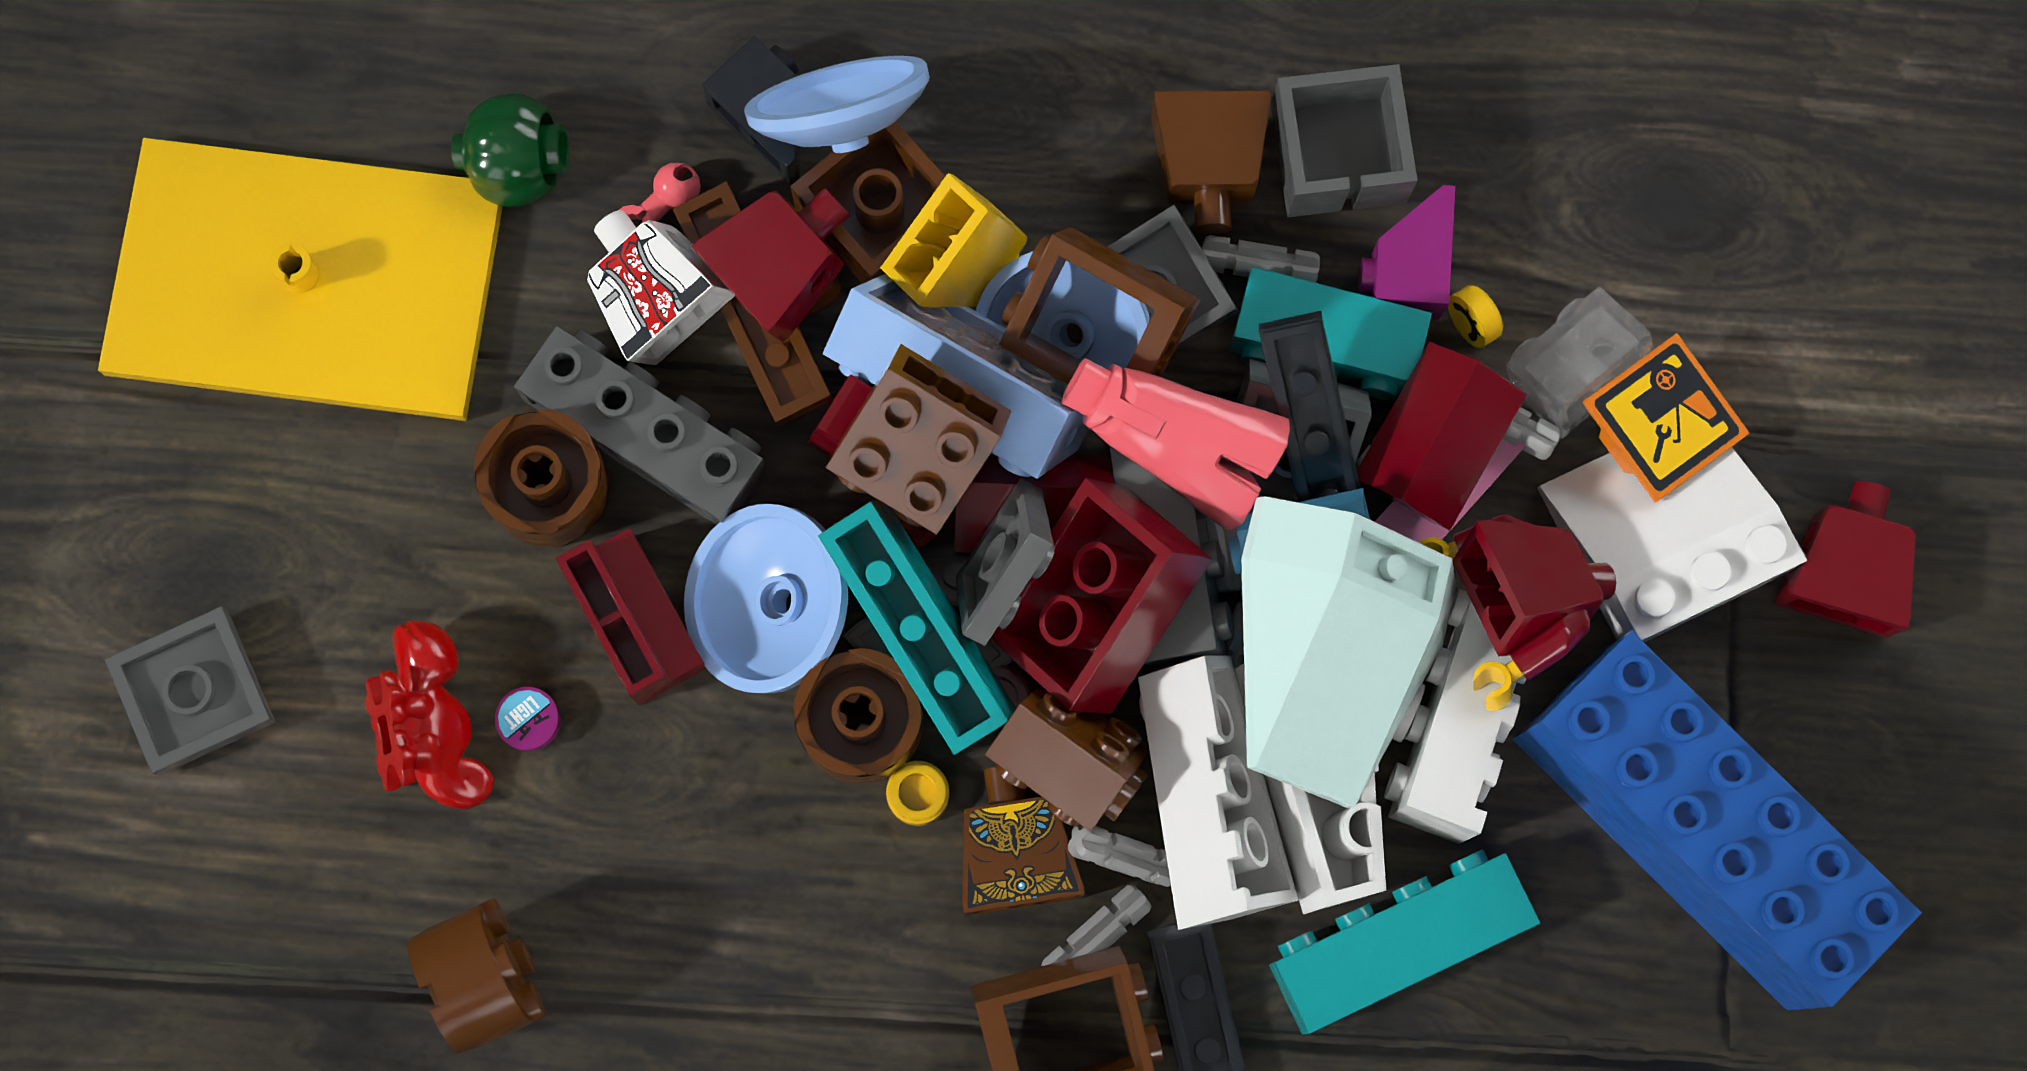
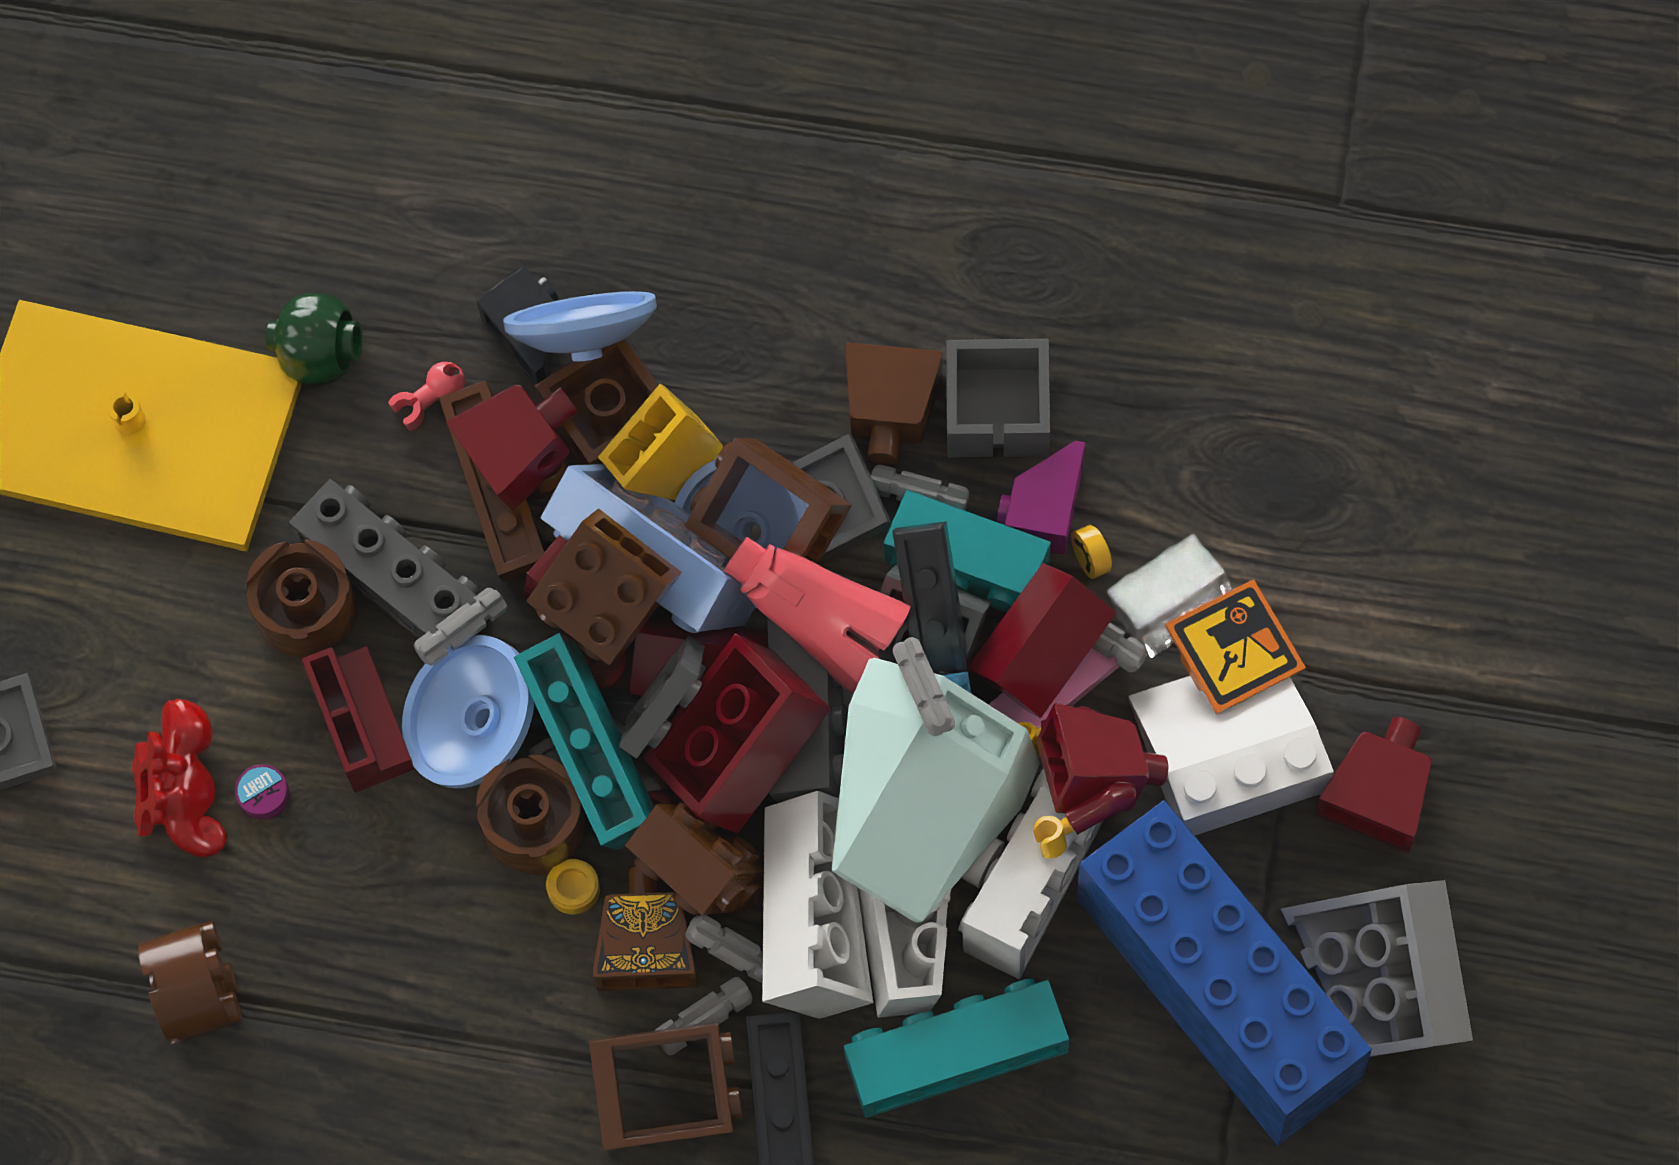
camera: 15 degrees right, 10 degrees down
(652, 287) = (413, 457): torso -> none
(742, 496) = (460, 626): none -> light grey axle
(1337, 532) = (923, 686): none -> light grey axle
(1896, 782) = (1389, 964): none -> light grey wedge

